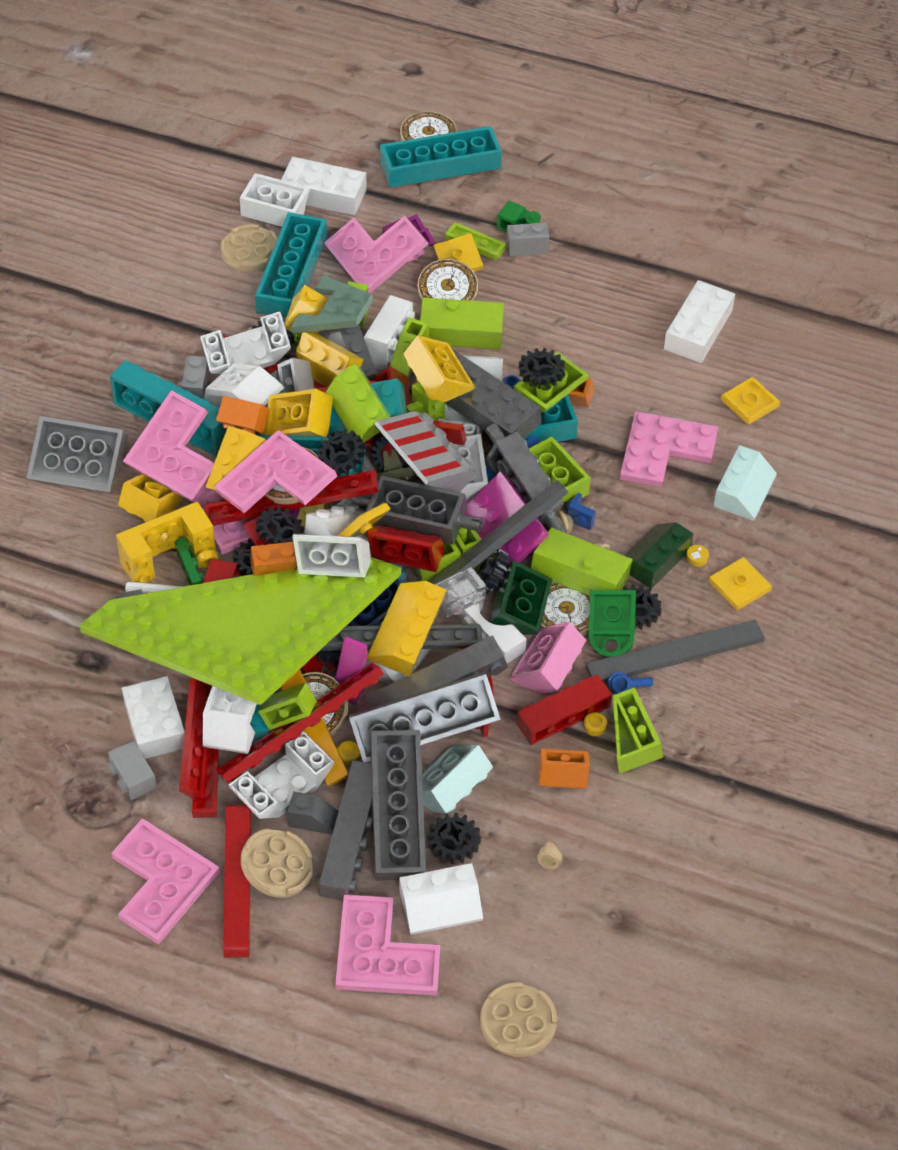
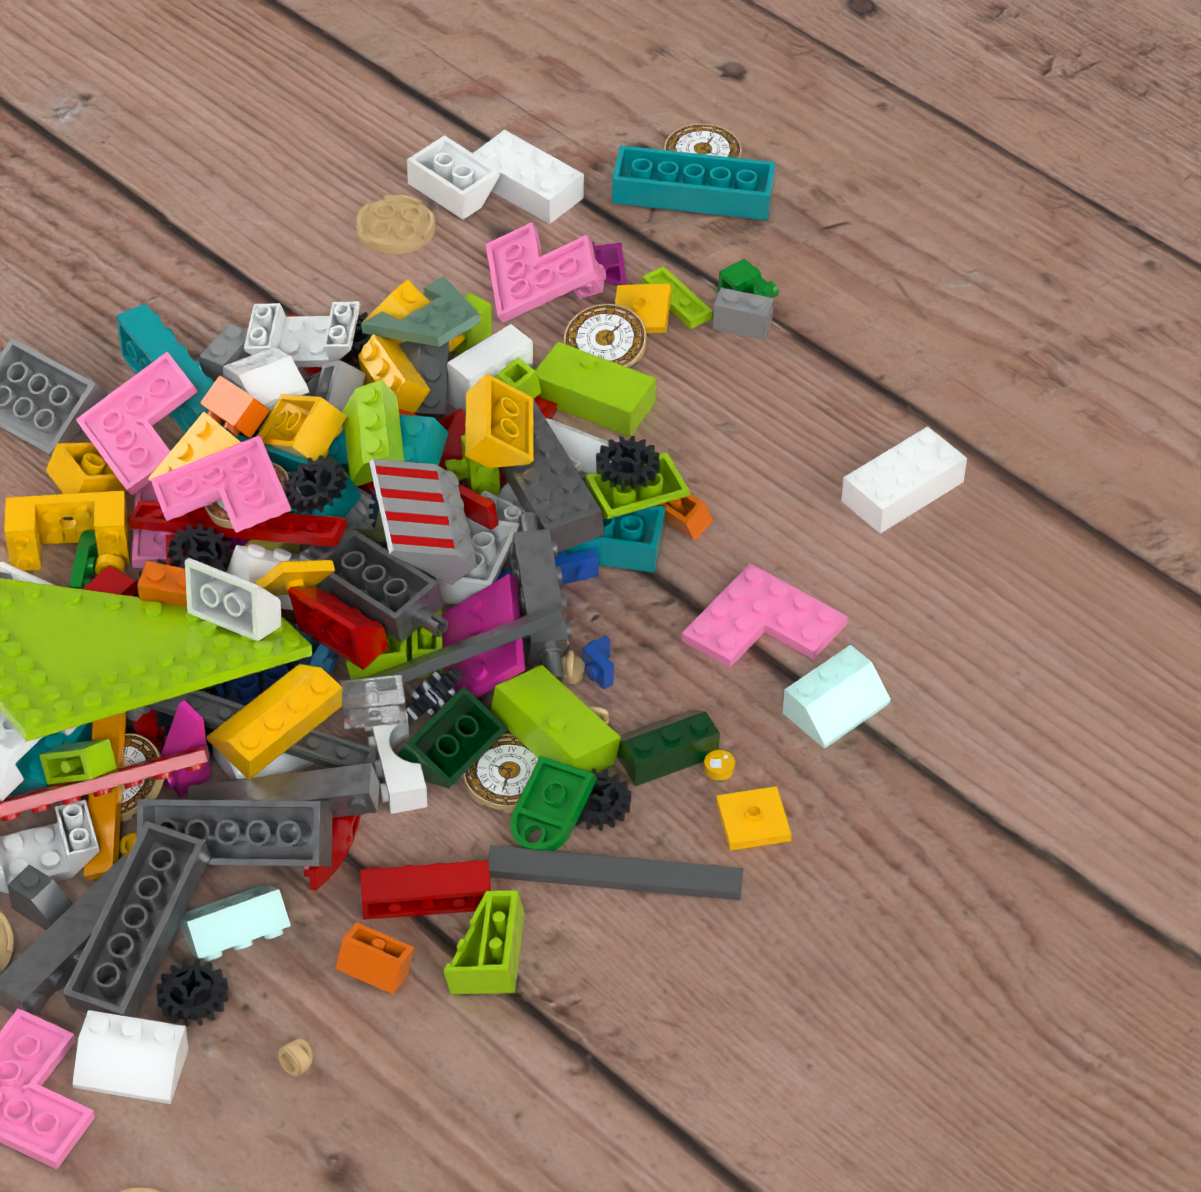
camera: 25 degrees right, 5 degrees down
(291, 263) = (428, 251): teal brick -> none
(549, 658) = (447, 823): bright pink slope -> none
(561, 467) = (594, 600): lime slope -> none
(595, 724) = (456, 922): yellow tile -> none
(620, 682) = (520, 880): blue plate -> none
(750, 400) = (911, 598): yellow plate -> none

